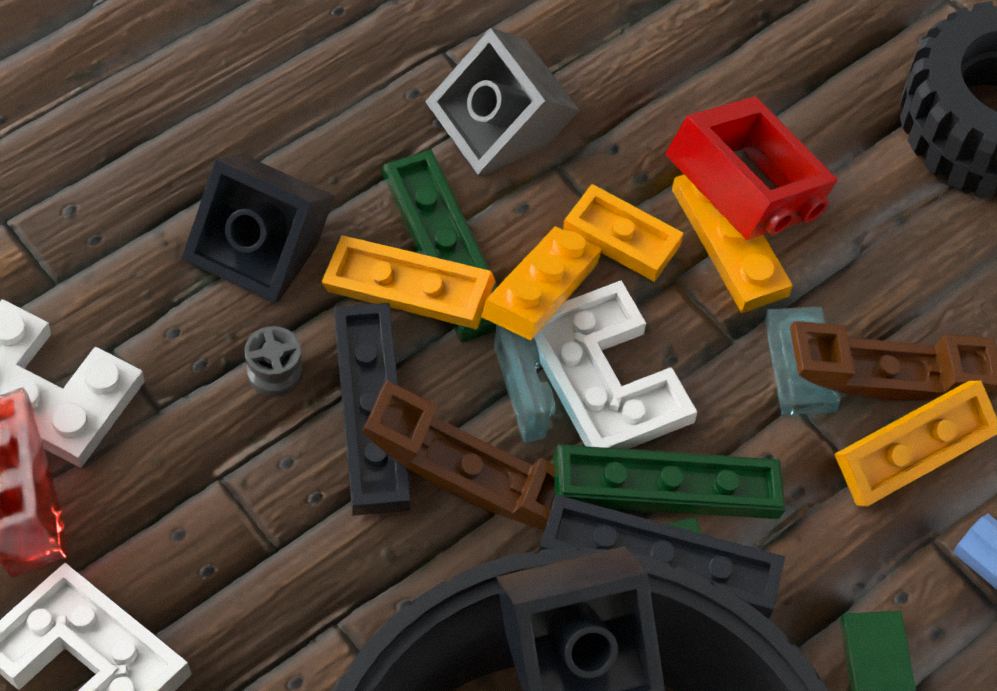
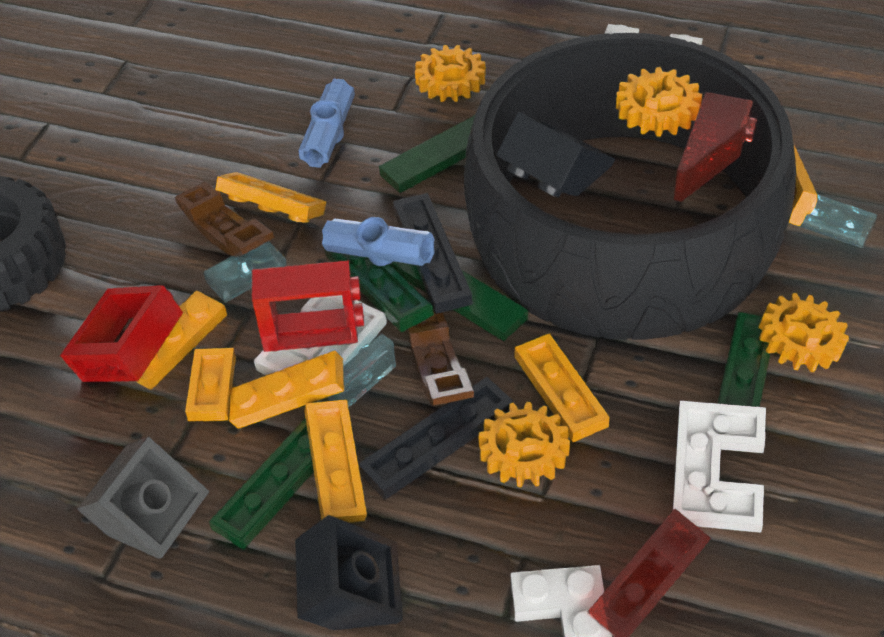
camera: 115 degrees left, 10 degrees down
(267, 497) = (526, 444): none -> light orange gear
(283, 351) = (445, 493): dark grey wheel -> none
(334, 578) = (561, 387): none -> light orange plate
(628, 328) = (311, 327): none -> red window
(704, 483) = (378, 241): none -> medium blue piece

